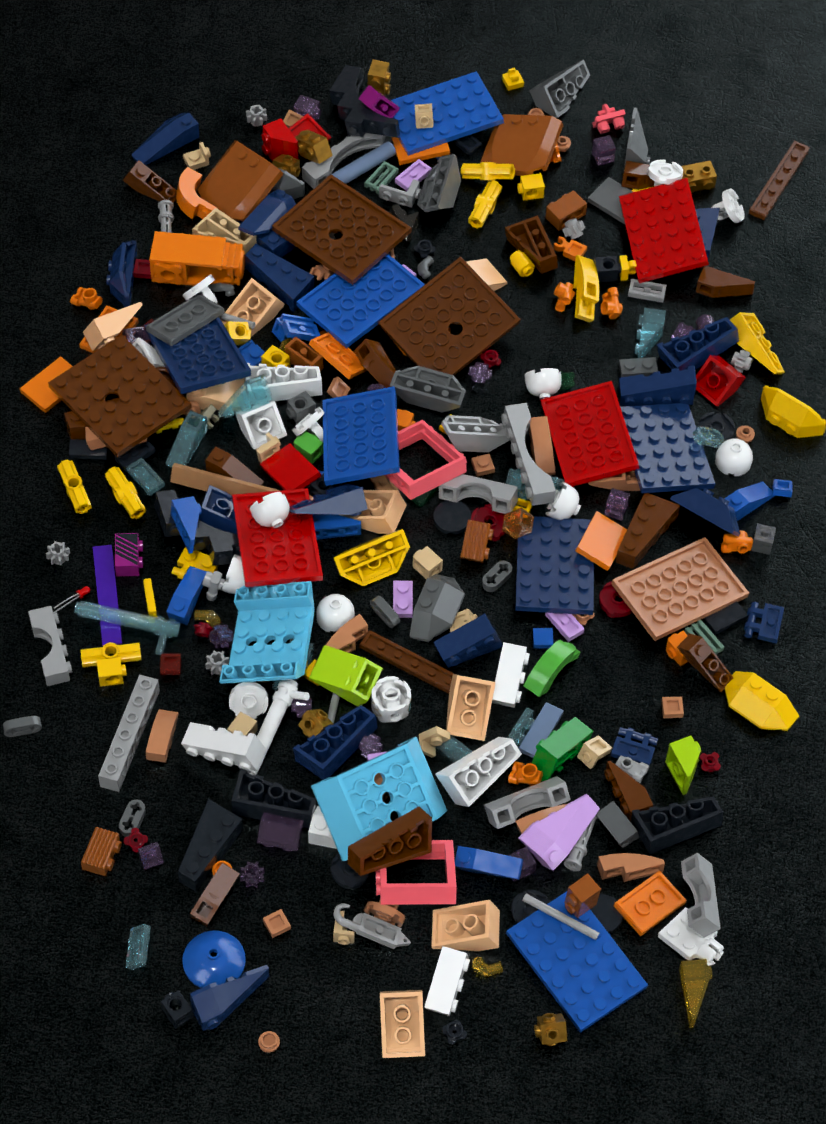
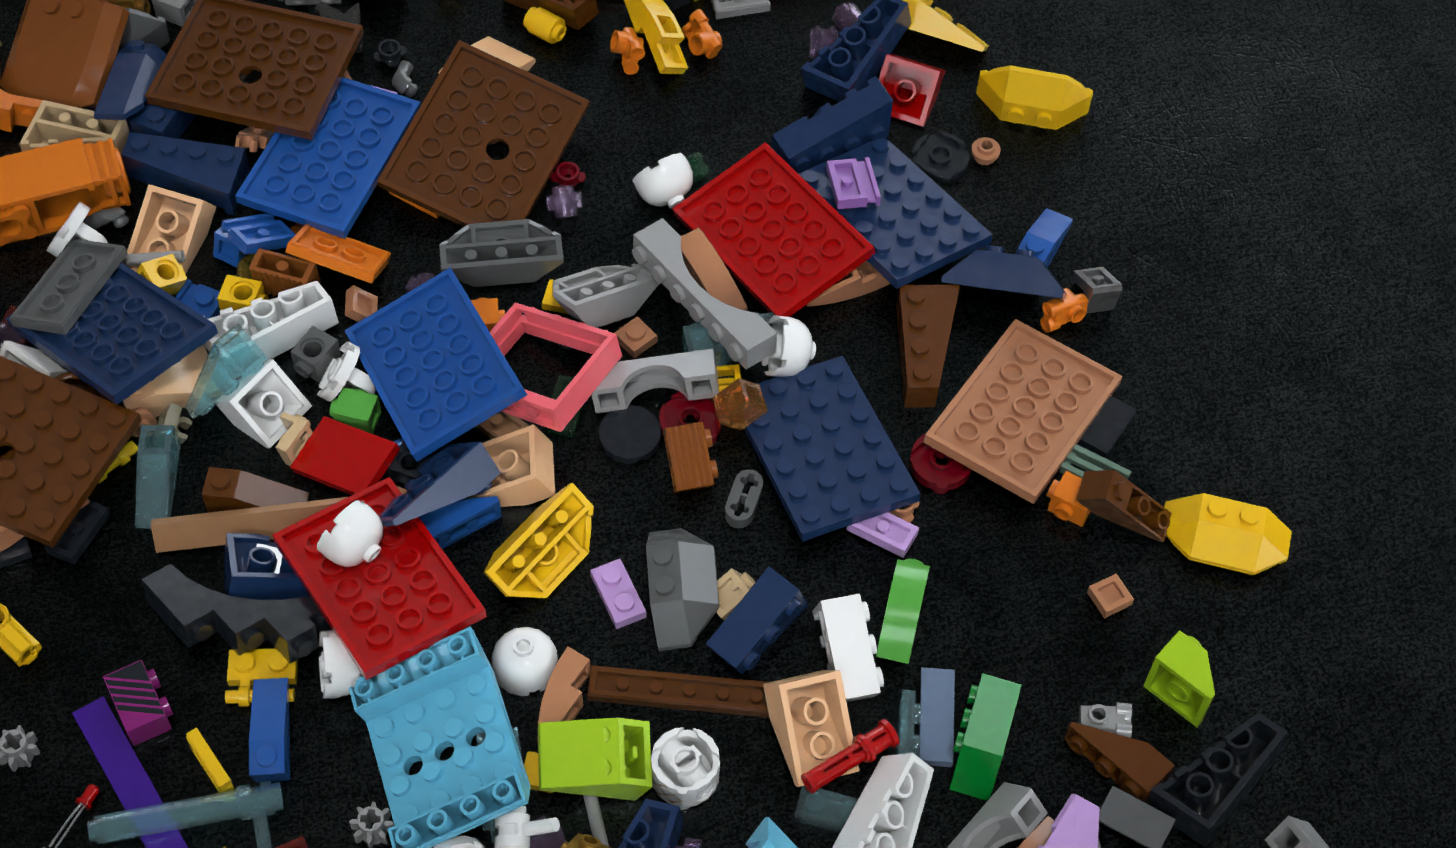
camera: 25 degrees left, 0 degrees up
(125, 492) = (89, 600): yellow piece -> none
(145, 476) = (111, 560): clear light blue plate -> none
(186, 518) = (214, 602): blue slope -> none
(202, 629) = (322, 778): dark red plate -> none
(207, 615) = (320, 750): clear yellow arm -> none
(214, 582) = (306, 691): light grey plate -> none
(221, 636) = (358, 777): clear purple gear -> none
(376, 361) = (401, 242): reddish brown slope -> none
(385, 611) = (602, 625): dark grey beam -> none
(427, 562) = (629, 521): tan brick -> none
(432, 738) = (783, 803): tan bracket -> none
(489, 728) = (864, 749): none -> red pin
(525, 774) = (945, 800): orange plate -> none
(542, 637) = (862, 567): blue tile -> none
(593, 751) = (1034, 716): tan bracket -> none
(601, 540) = (874, 382): orange tile -> none
(617, 504) = (864, 319): clear purple brick -> none
(634, 750) = (1089, 689): dark blue plate -> none
(637, 366) = (785, 111): dark grey plate -> none
(648, 423) = (853, 183): none -> medium lavender plate
(651, 330) = (775, 47): clear light blue slope -> none
(708, 437) = (943, 172): clear light blue plate -> none
(710, 767) = (1219, 659): dark red plate -> none
(734, 457) = (989, 188): white cylinder -> none
(741, 361) = (926, 49): light grey gear -> none
(770, 622) = (1175, 411): dark blue plate -> none
(782, 488) = (1079, 207): blue tile -> none

